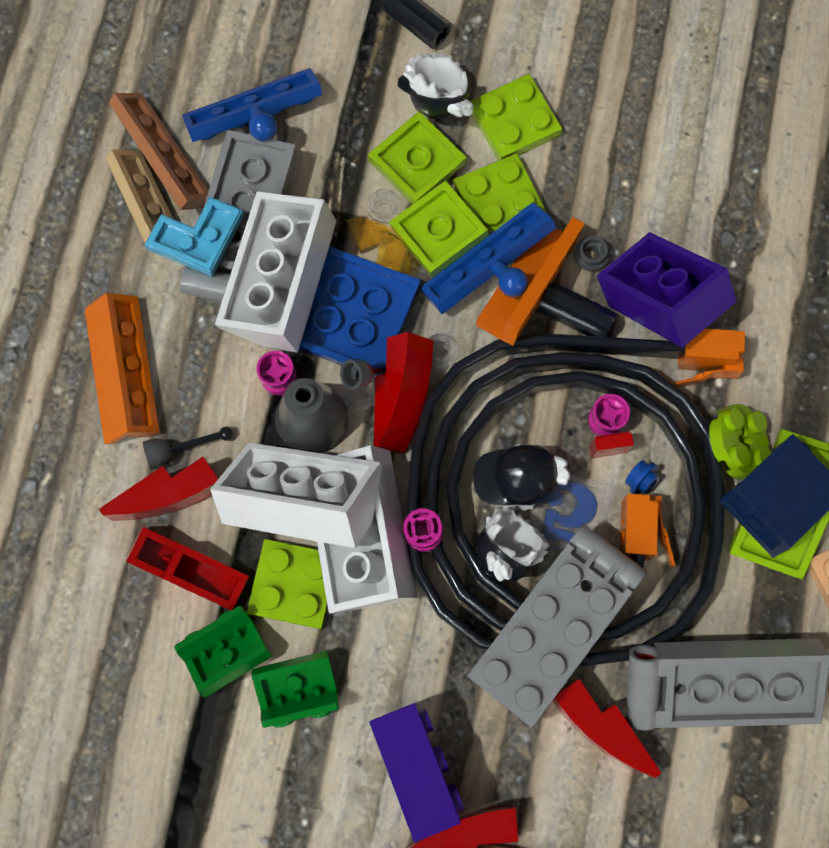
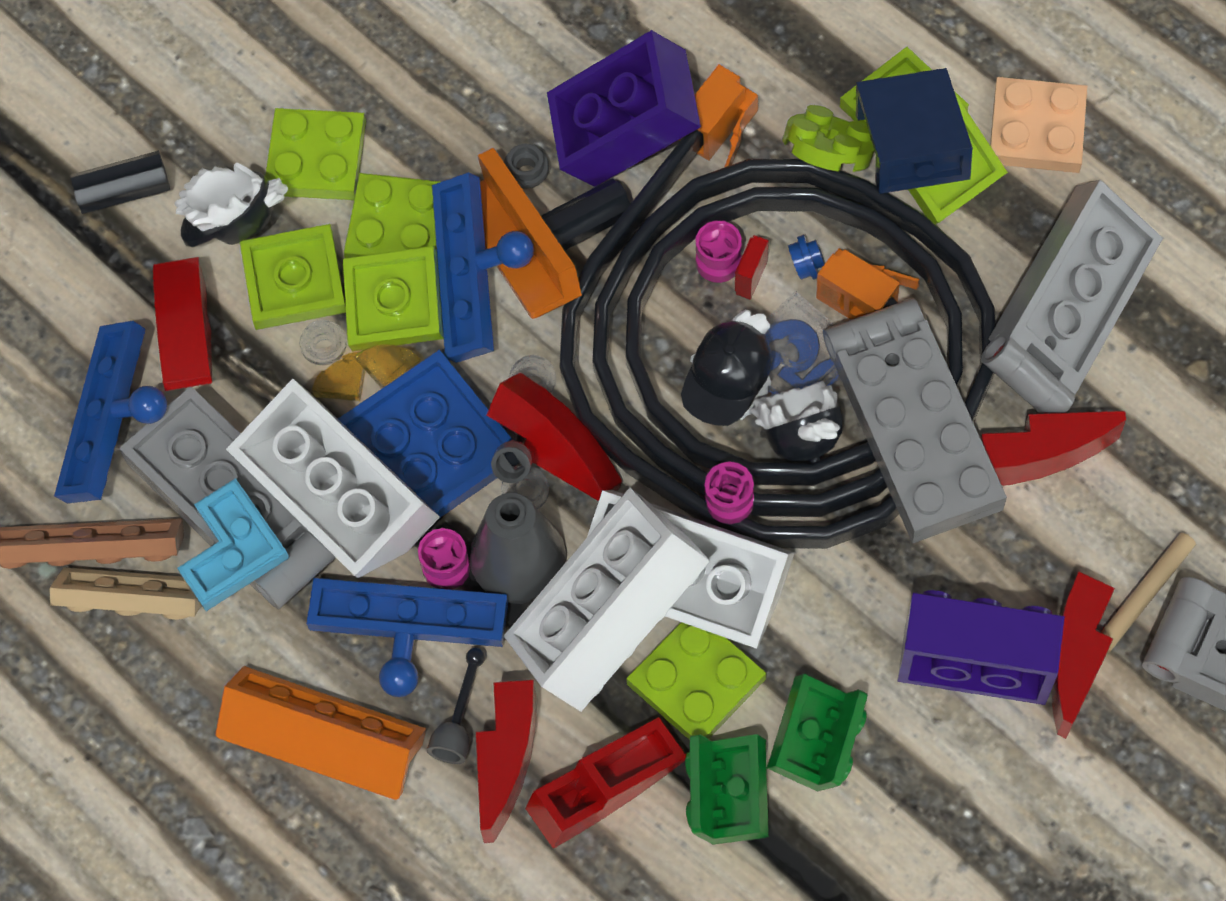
camera: 55 degrees left, 10 degrees down
(226, 374) = (406, 616): none -> blue plate
(337, 113) = (182, 323): none -> red slope

